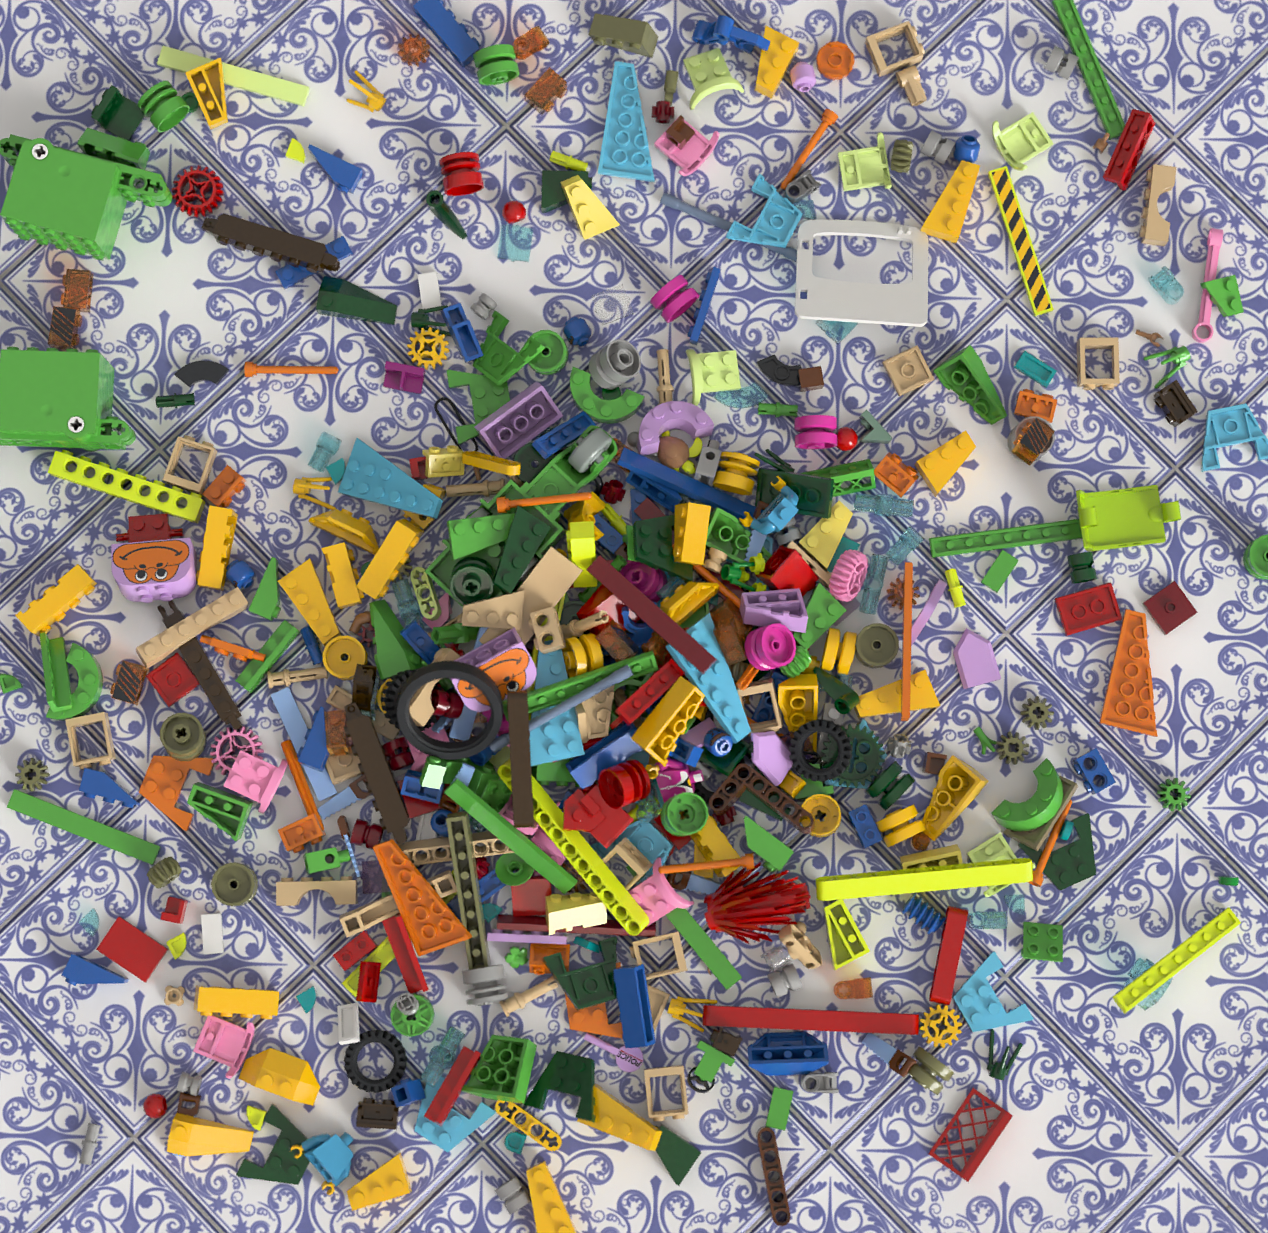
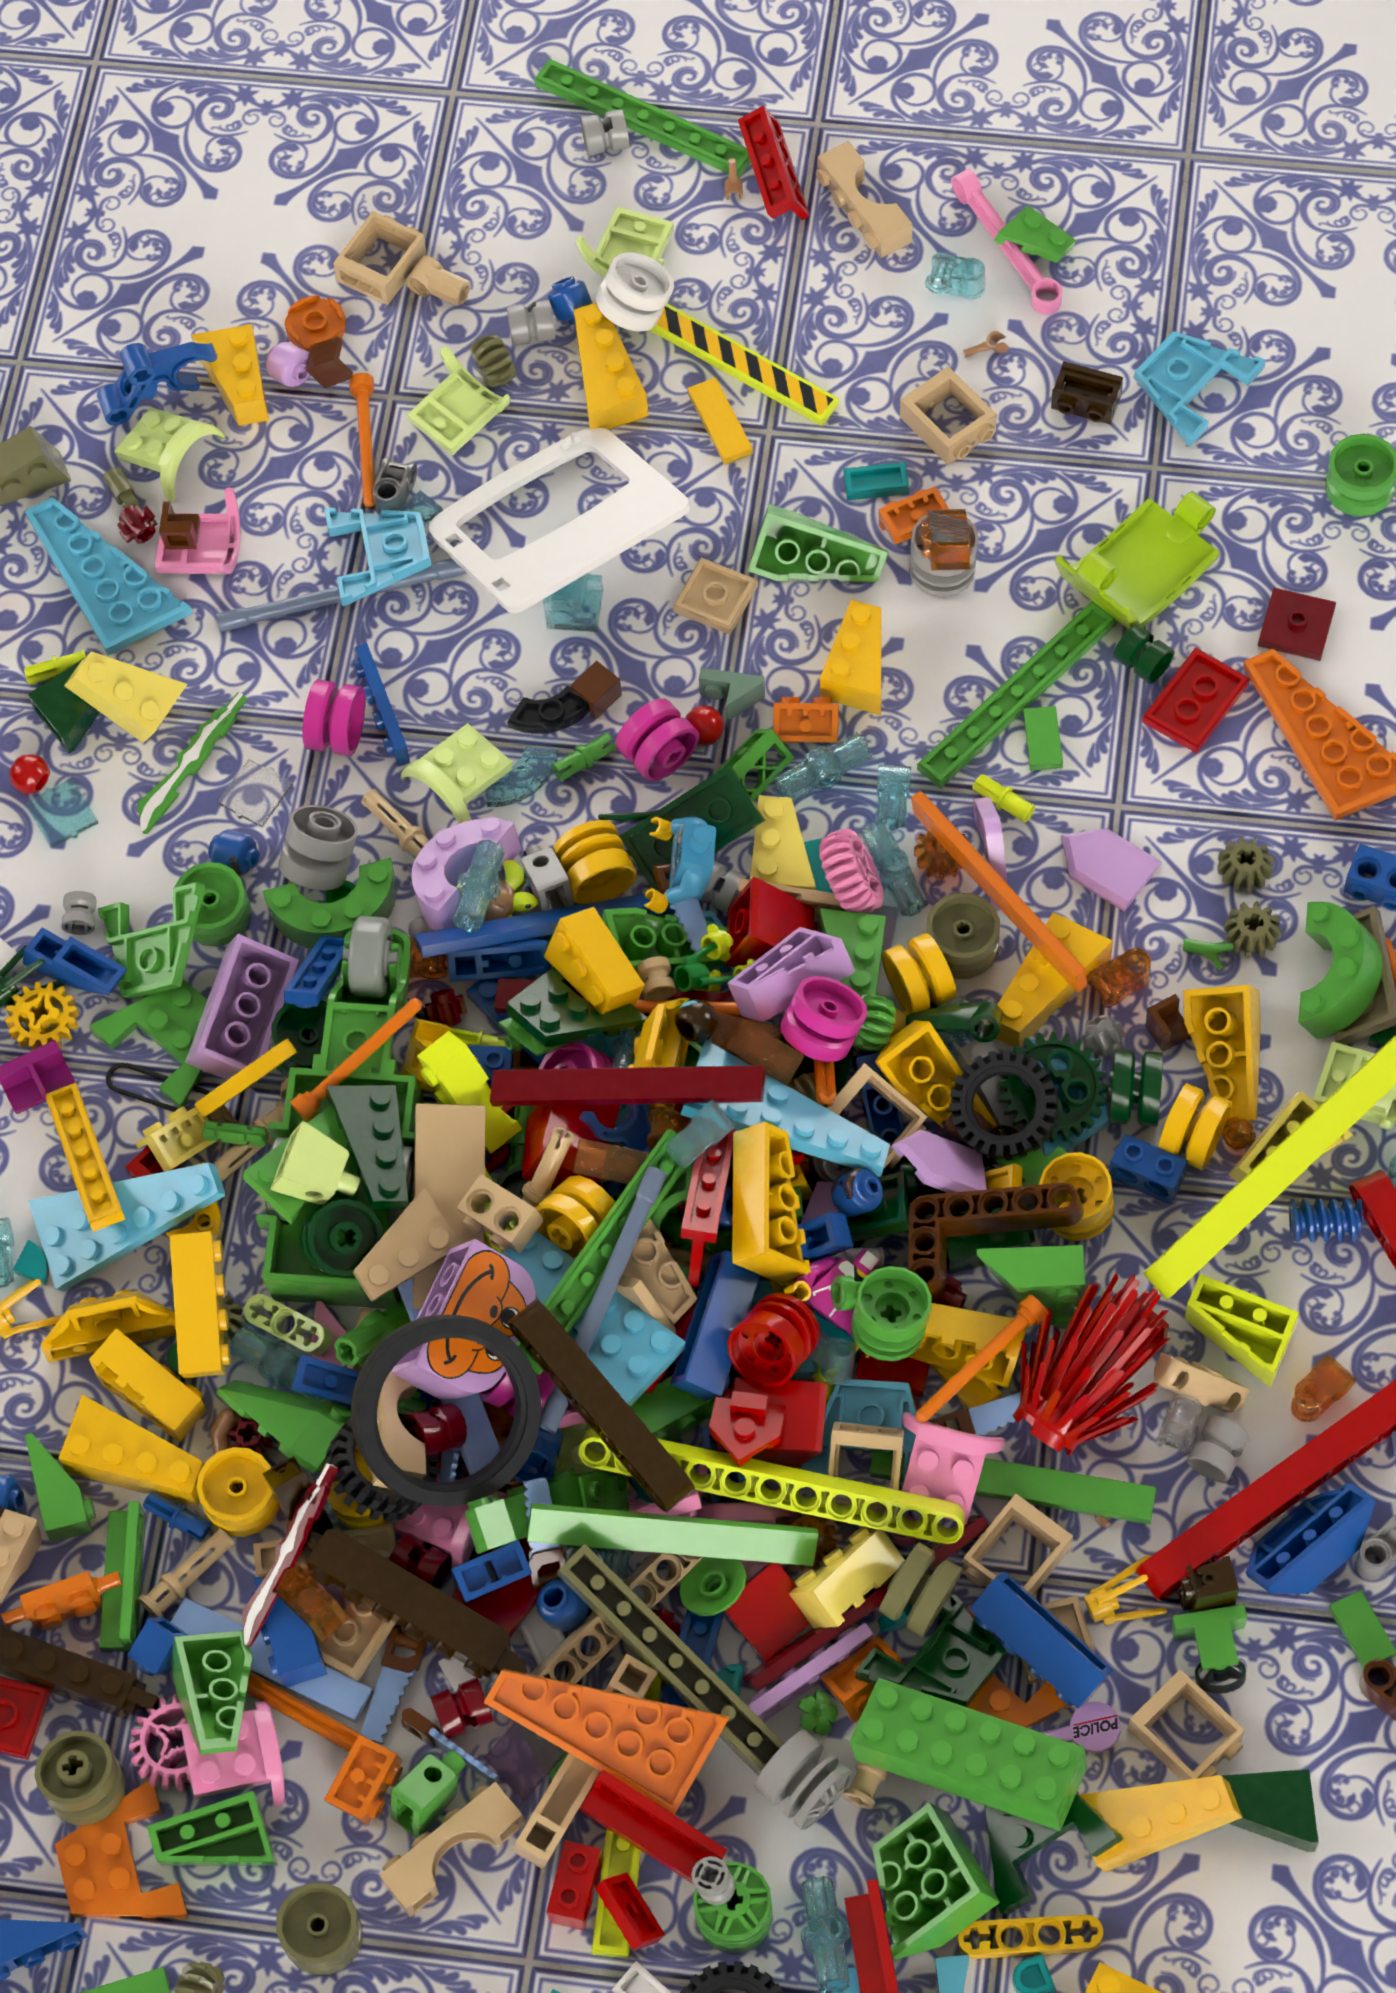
camera: 30 degrees left, 20 degrees down
(259, 701) = (154, 1646): none -> blue brick
(266, 743) = (212, 1686): none -> bright green wedge
(342, 709) = (287, 1553): none -> sword
(393, 441) = (84, 1157): none -> yellow tile
(470, 481) = (235, 1133): none -> bright green axle
(480, 544) = (313, 1167): none -> yellowish green torso
(560, 1033) = (969, 1754): none -> bright green brick
(595, 262) = (190, 761): none -> bright green sword
(597, 945) = (915, 1587): none -> olive wheel
(669, 666) = (705, 1129): none -> clear light blue piece
(671, 446) = (478, 886): none -> clear light blue piece
(673, 787) = (844, 1292): none -> bright green tile
(711, 602) = (696, 1020): none -> dark brown piece
(820, 91) = (325, 363): none -> reddish brown panel
(930, 722) = (1116, 981): none -> clear orange piece
(987, 275) = (720, 421): none -> yellow tile
(997, 175) = (634, 292): none -> white wheel
(1177, 356) = (1040, 341): bright green plant -> none

